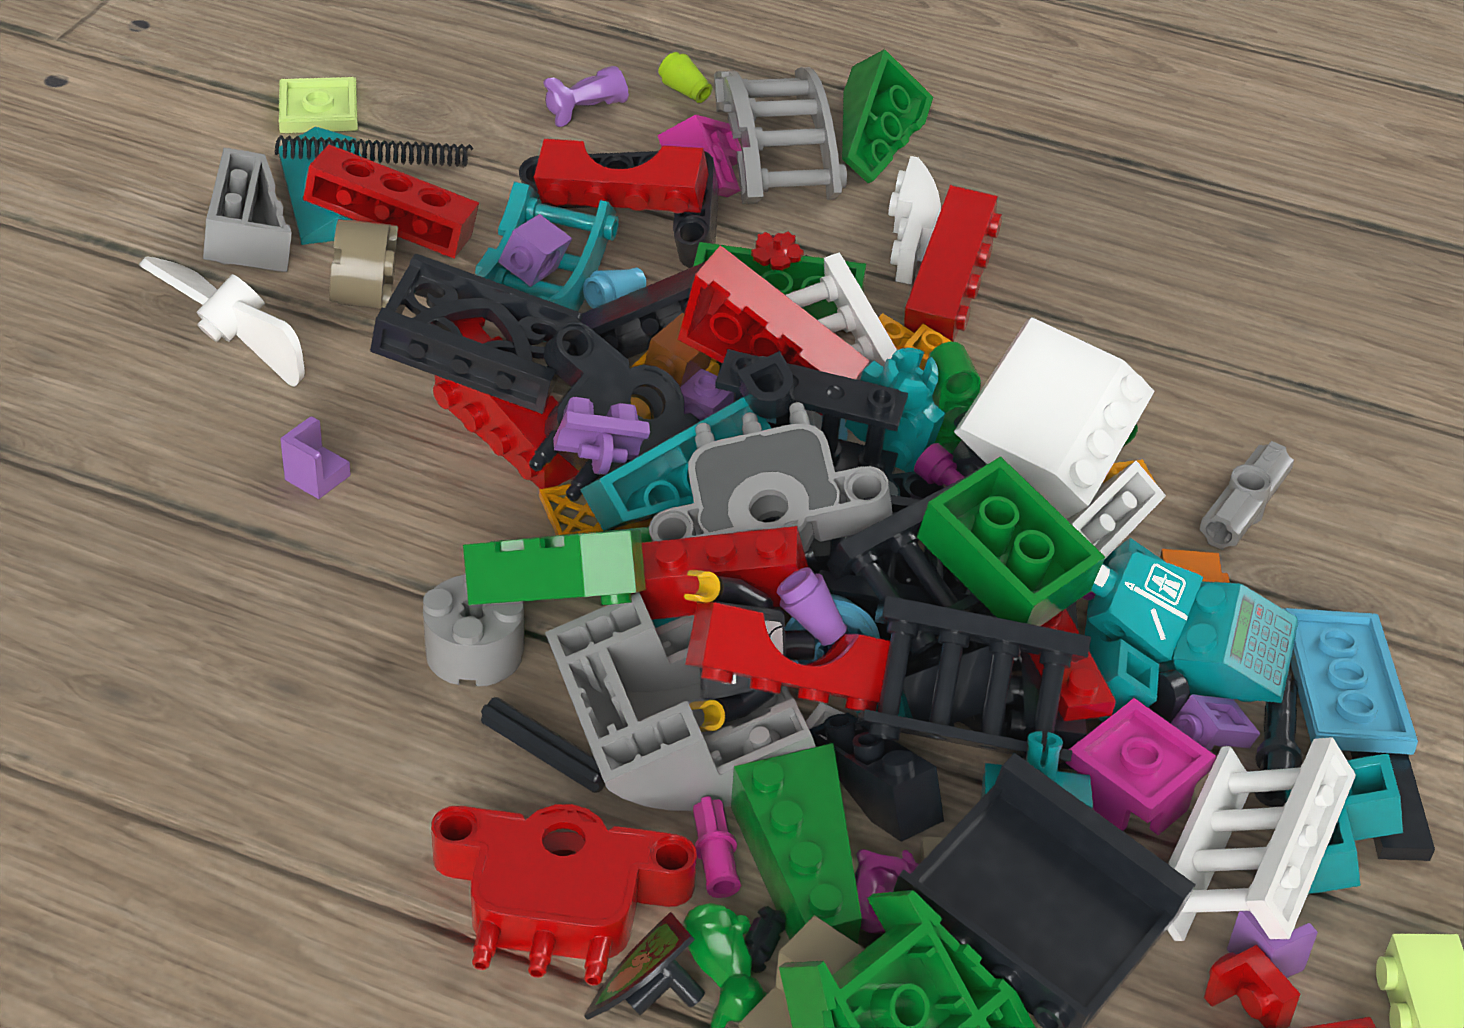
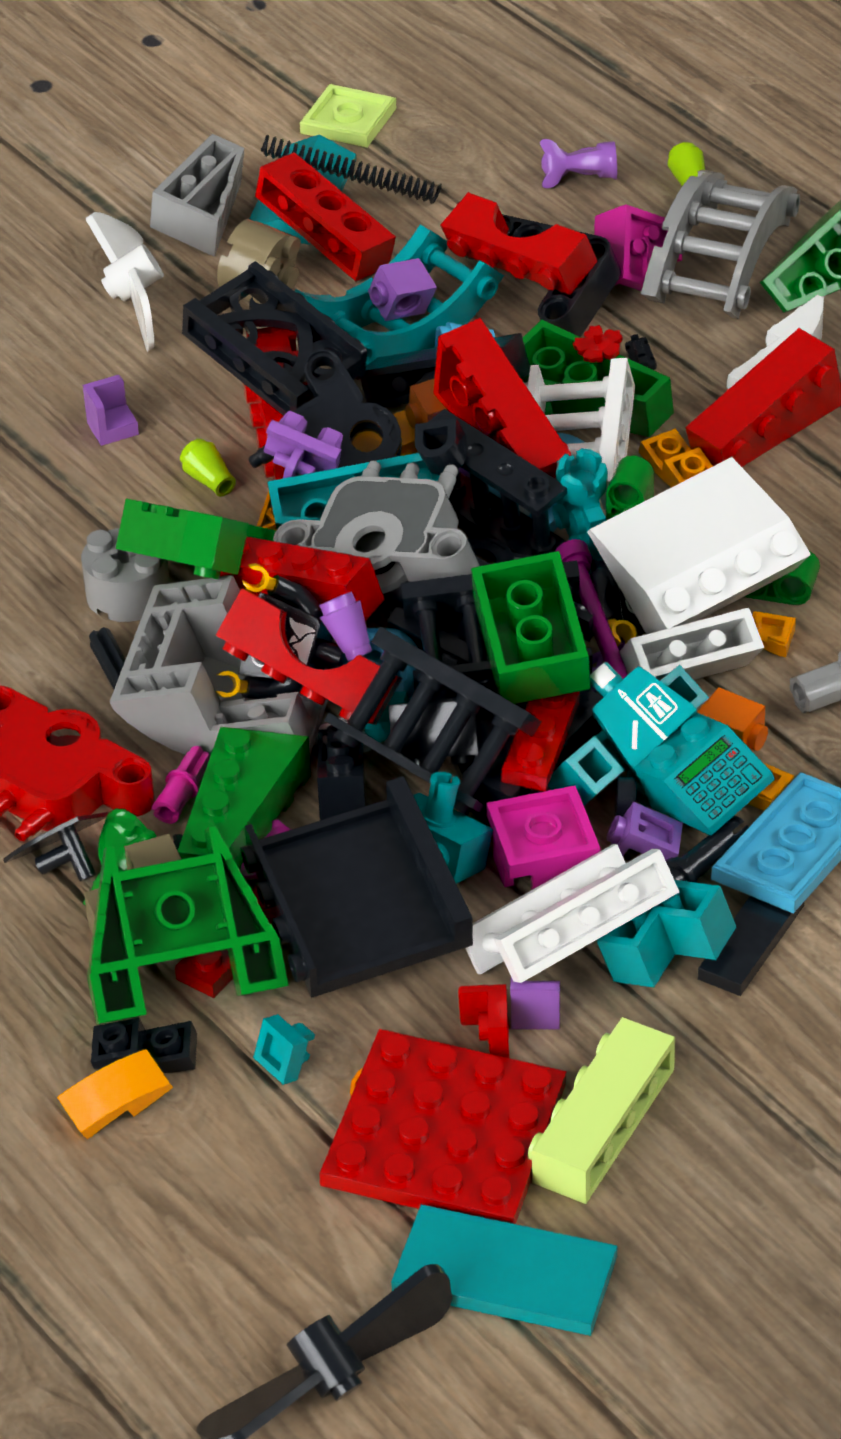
camera: 35 degrees right, 0 degrees up
(462, 486) = (206, 465): none -> lime cone

